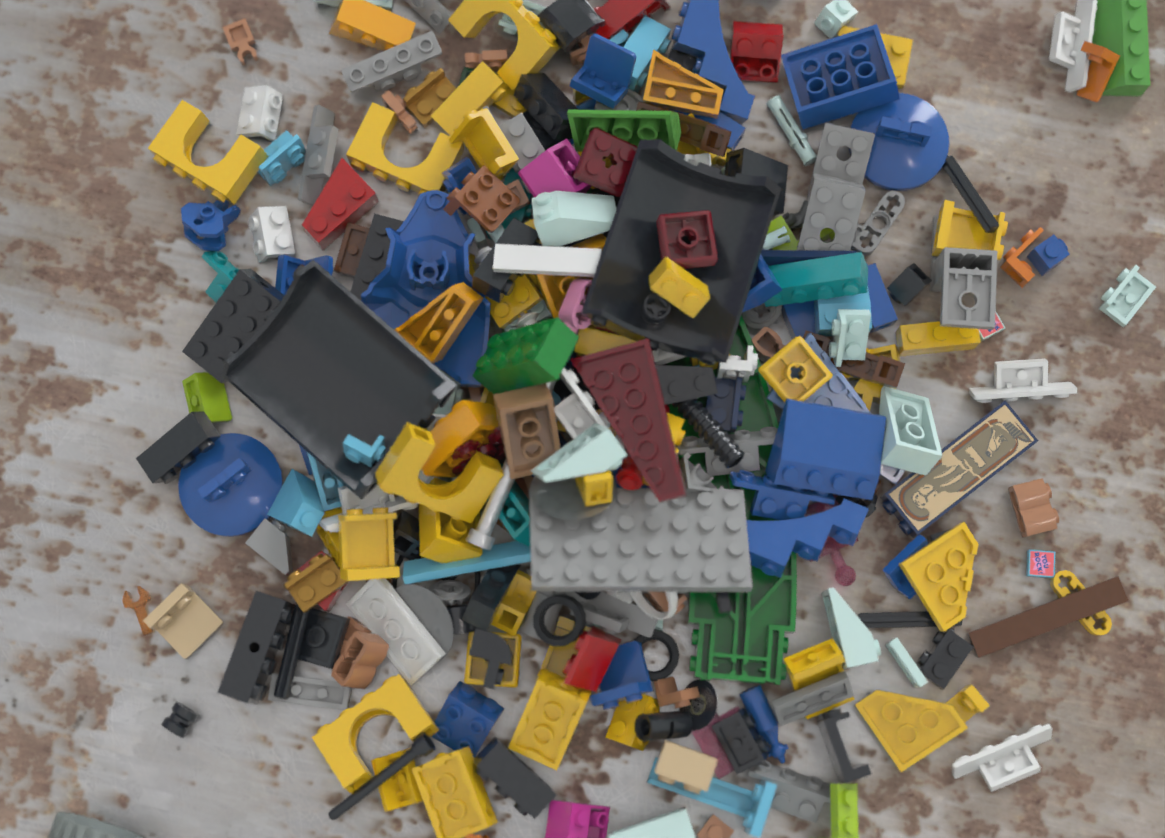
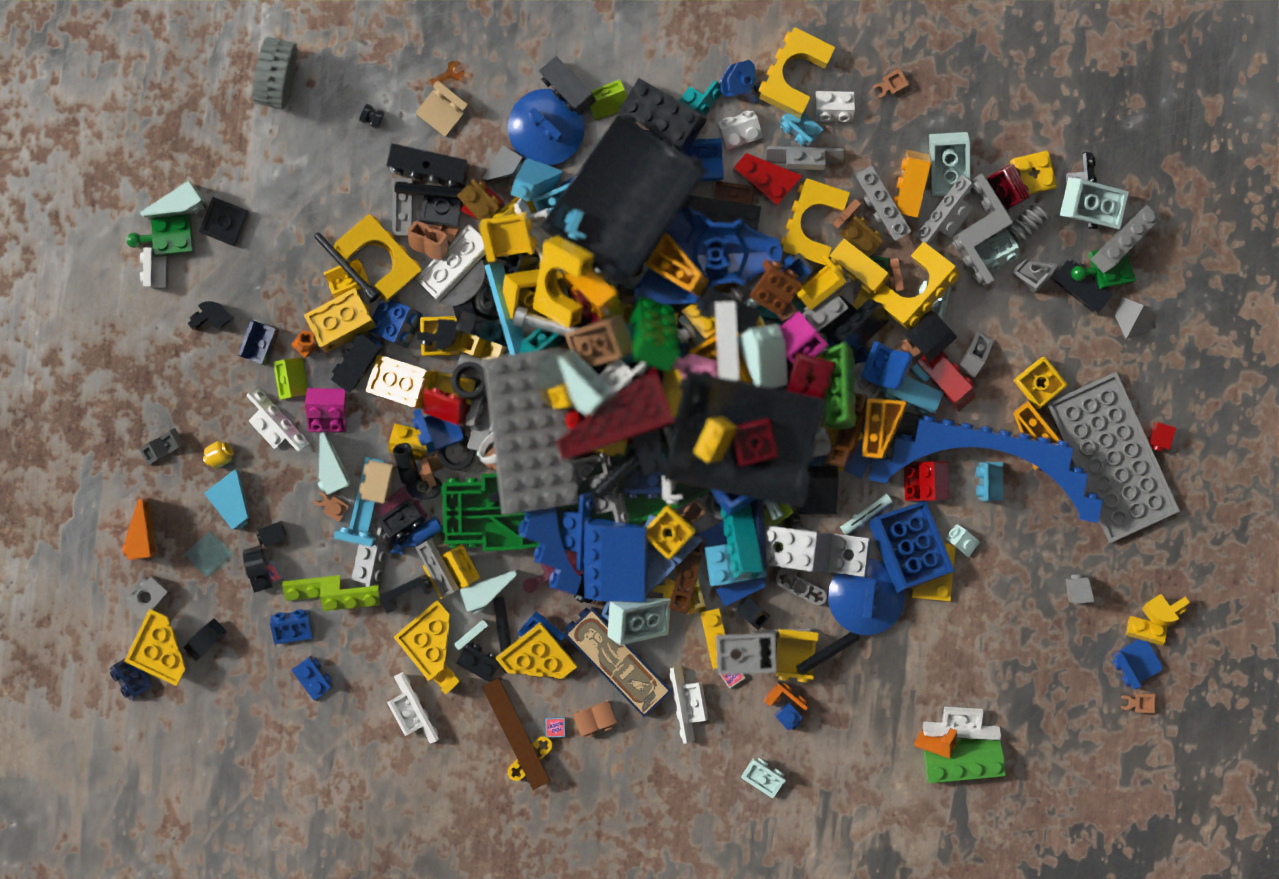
camera: 85 degrees right, 10 degrees up
(850, 336) = (702, 570): light aqua bracket -> none

